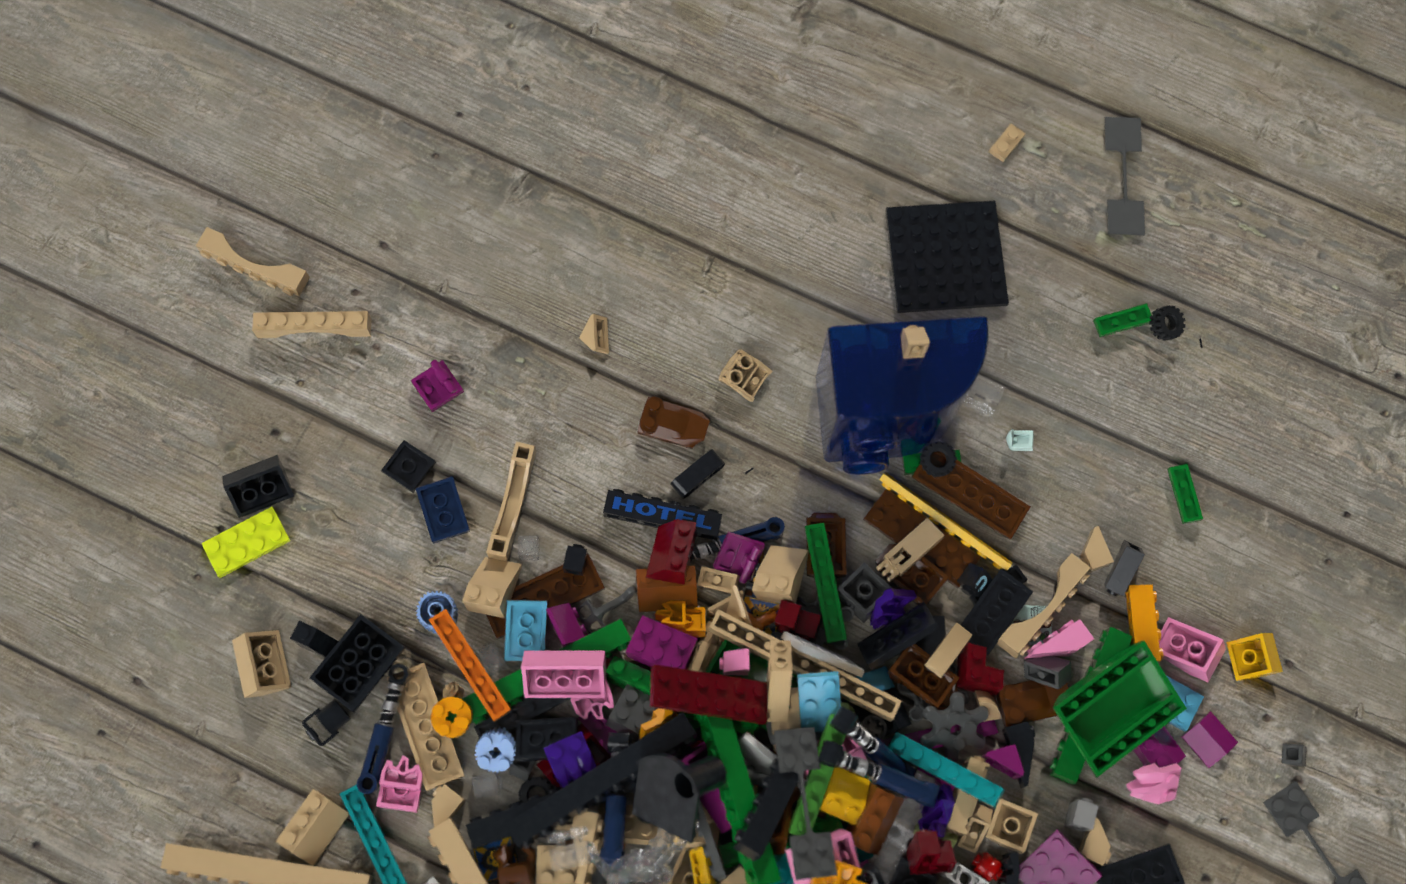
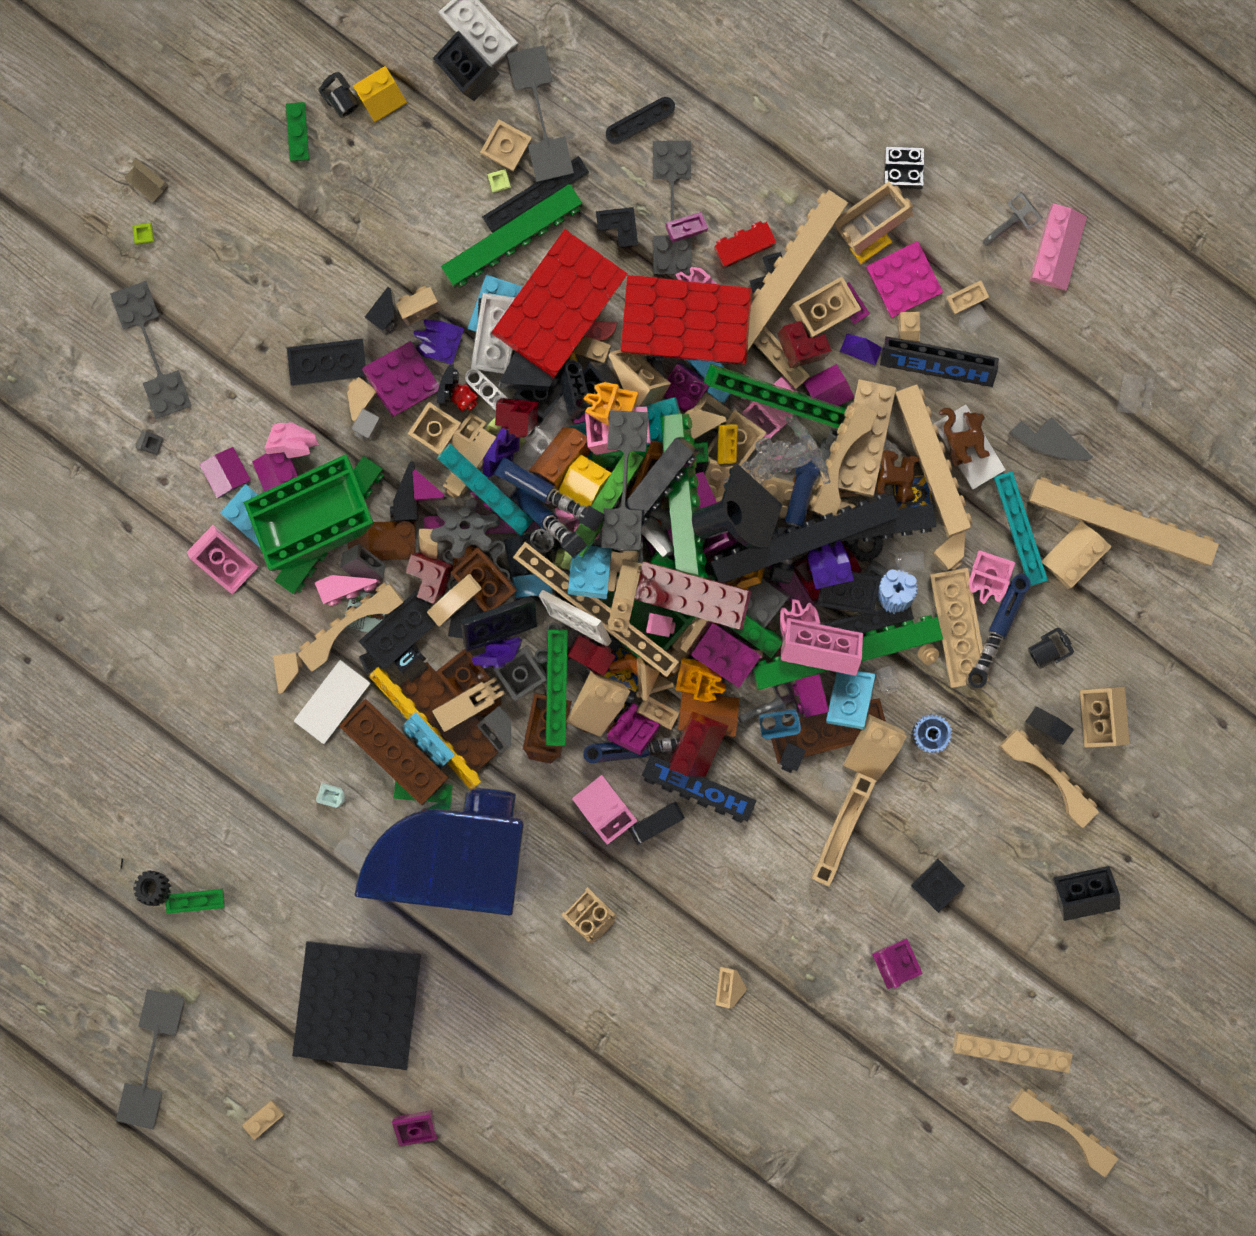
camera: 165 degrees left, 15 degrees up
(245, 542) = (1105, 840): neon yellow plate -> none
(278, 568) = (1076, 805): none -> tan arch
(357, 663) = (1013, 696): black slope -> none
(440, 714) = (925, 621): light orange plate -> none
(442, 510) = (911, 835): dark blue plate -> none
(470, 665) = (909, 673): orange plate -> none
(570, 855) = (845, 478): clear plate -> none
(596, 581) = (784, 730): none -> dark azure piece
(672, 423) = (670, 880): reddish brown slope -> none
(710, 848) = (717, 459): dark grey plate -> none
(750, 475) = (604, 809): none -> bright pink slope
(867, 160) = (414, 1128): none -> magenta slope
(874, 533) = (497, 729): none -> dark grey slope
(914, 342) = (434, 881): tan slope -> none
(940, 507) = (427, 740): none -> medium azure plate
(946, 450) = (432, 787): black tyre -> none
(1042, 531) = (332, 702): none -> white tile
(1124, 568) = (263, 648): black slope -> none
(1144, 617) = (259, 593): light orange brick -> none
(1185, 494) = (182, 711): green plate -> none
(1254, 656) = (161, 540): yellow slope -> none

